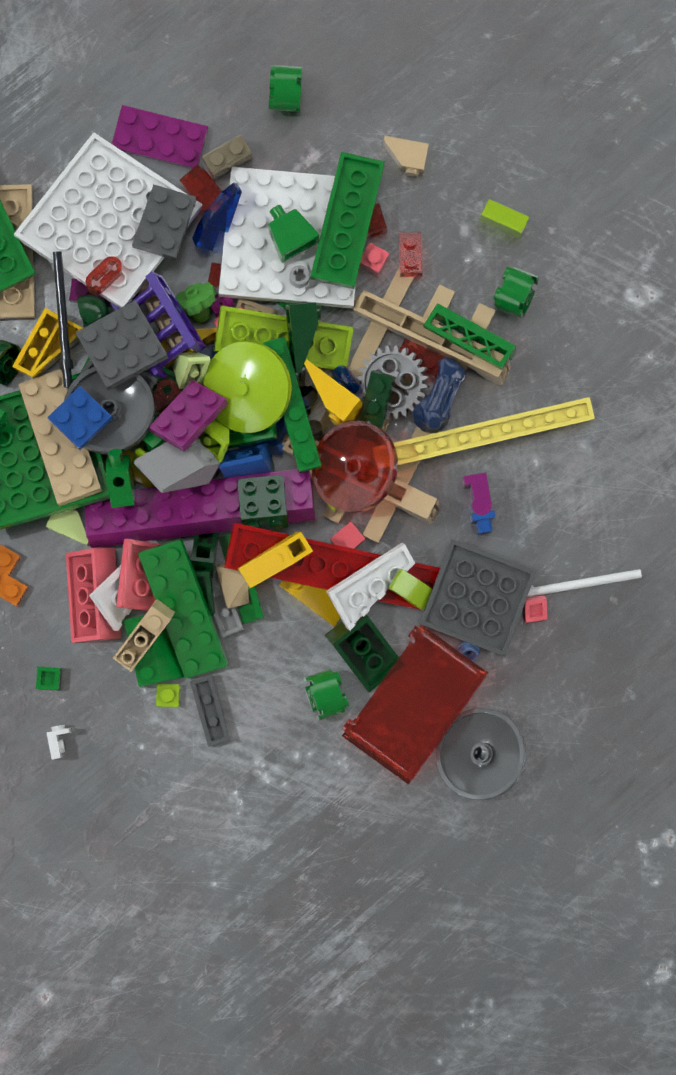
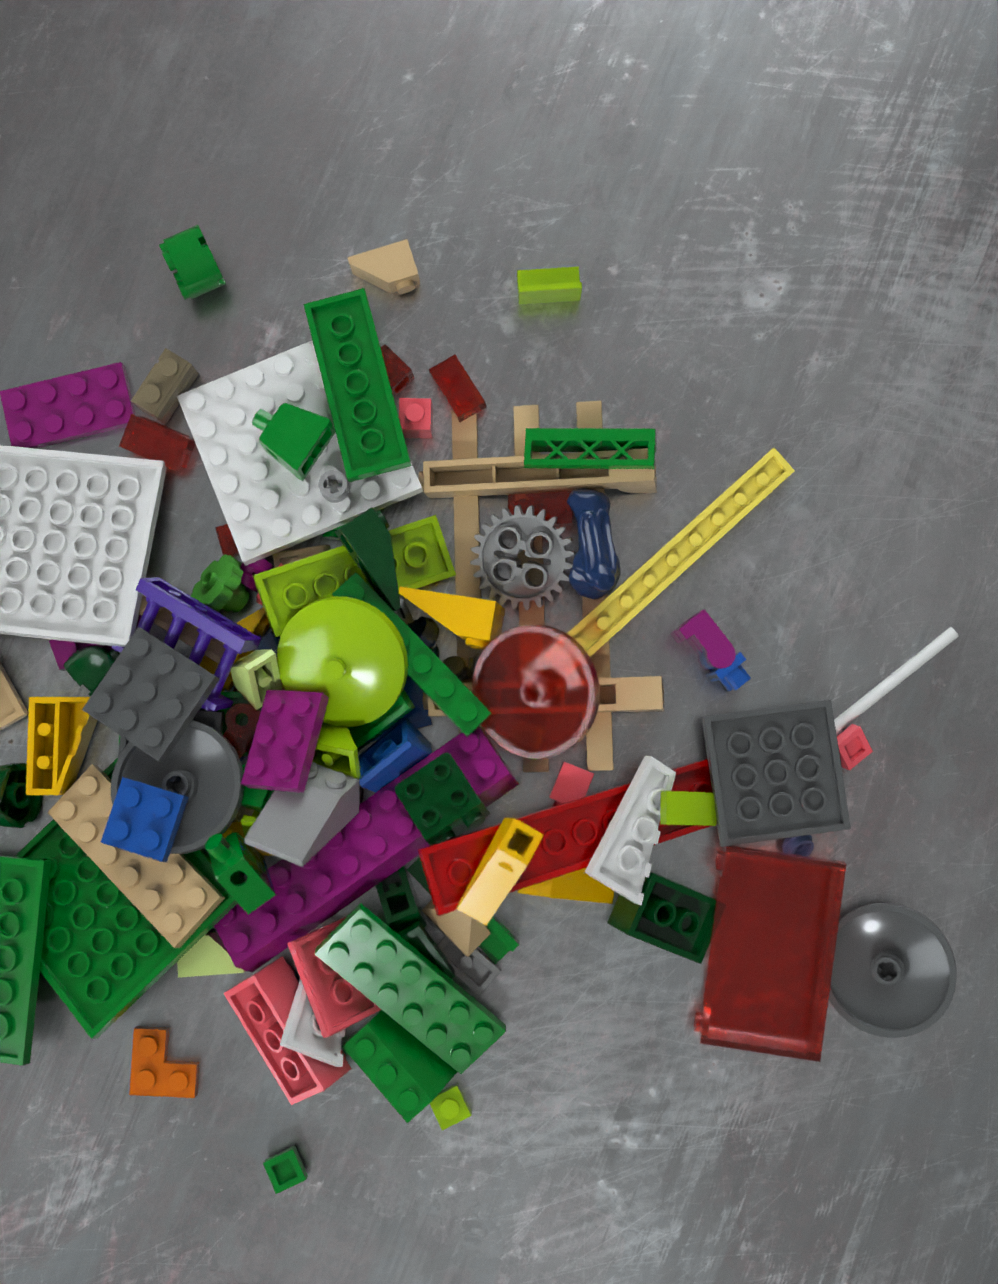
camera: 30 degrees left, 0 degrees up
(57, 746) = (339, 1252): white bracket -> none
(65, 363) = (92, 754): black bar -> none
(100, 272) = (81, 616): clear red beam -> none
(144, 635) = (379, 1055): tan slope -> none
(164, 222) = (126, 508): dark grey plate -> none
(210, 710) = (514, 1098): dark grey plate -> none
(217, 217) = (191, 467): clear blue slope -> none
(325, 694) = (651, 1000): green brick -> none
(345, 377) = (461, 584): clear blue cone -> none
(377, 398) = (515, 589): dark green plate -> none
(515, 292) = (614, 364): green brick -> none

